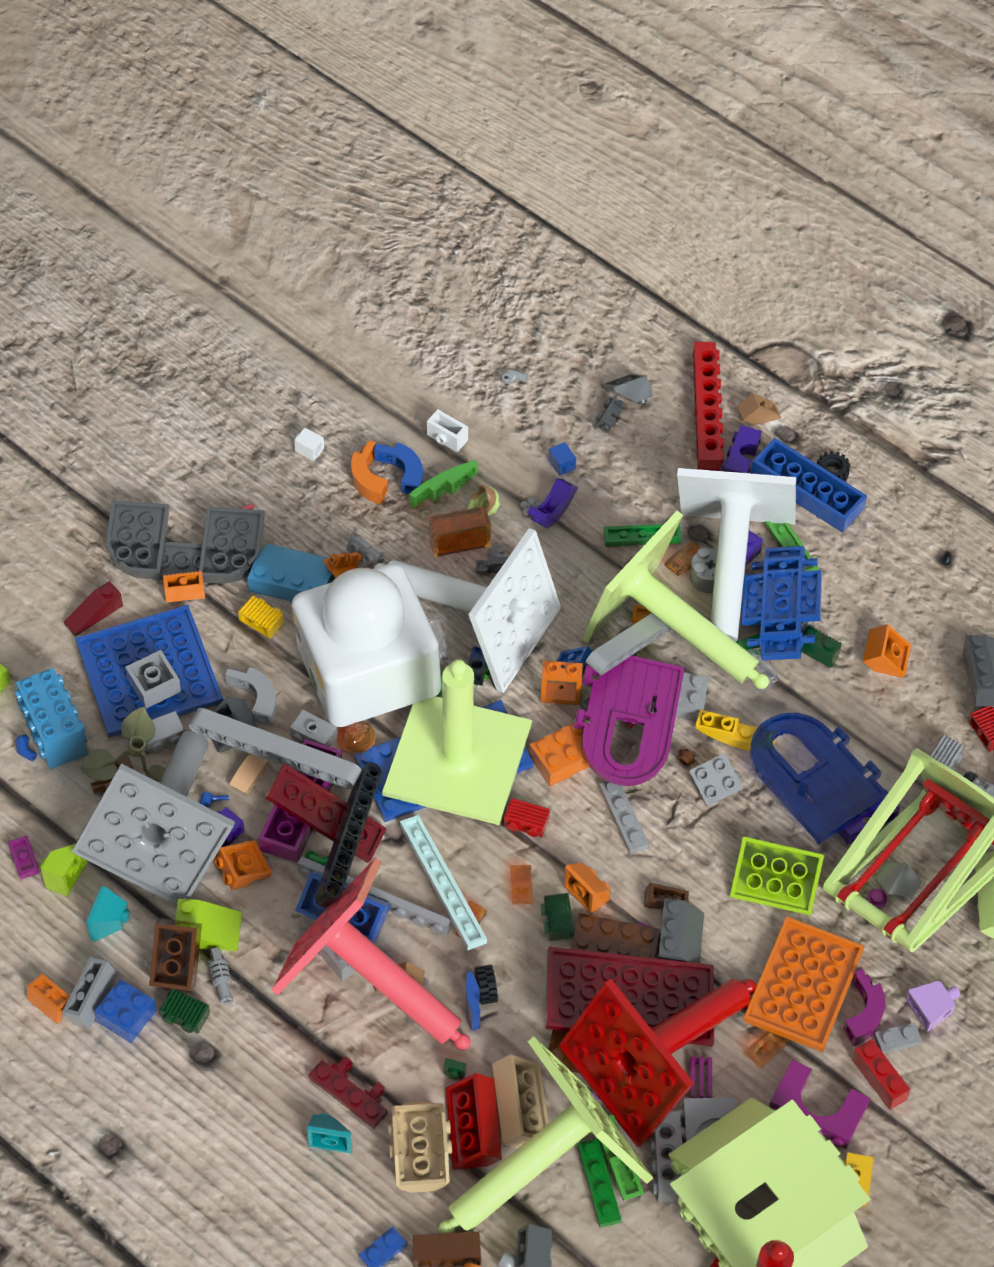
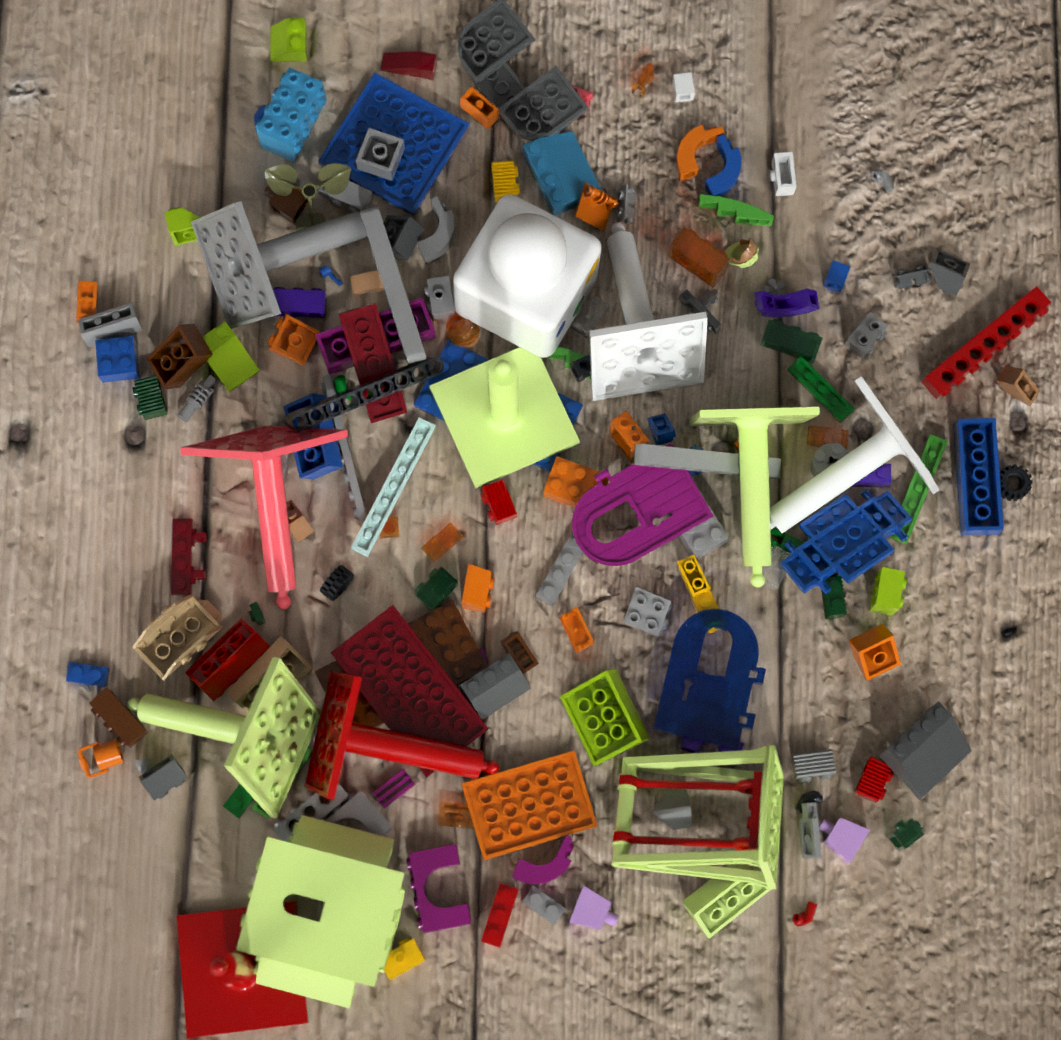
camera: 50 degrees right, 20 degrees up
(23, 857) = (177, 191): magenta plate -> none
(107, 914) = (175, 284): teal slope -> none
(275, 461) = (646, 77): none -> clear orange plate
(328, 1134) = (137, 567): teal slope -> none
(472, 1001) = (313, 582): blue slope -> none
(584, 524) = (791, 340): none -> clear green brick
(628, 475) = (865, 336): none -> light grey brick
(686, 757) = (649, 574): reddish brown plate -> none
(686, 840) = (576, 630): none -> orange hinge
(745, 442) = (978, 398): dark purple arch -> none
(847, 605) = (887, 591): none -> lime brick
(877, 898) = (647, 804): magenta plate -> none

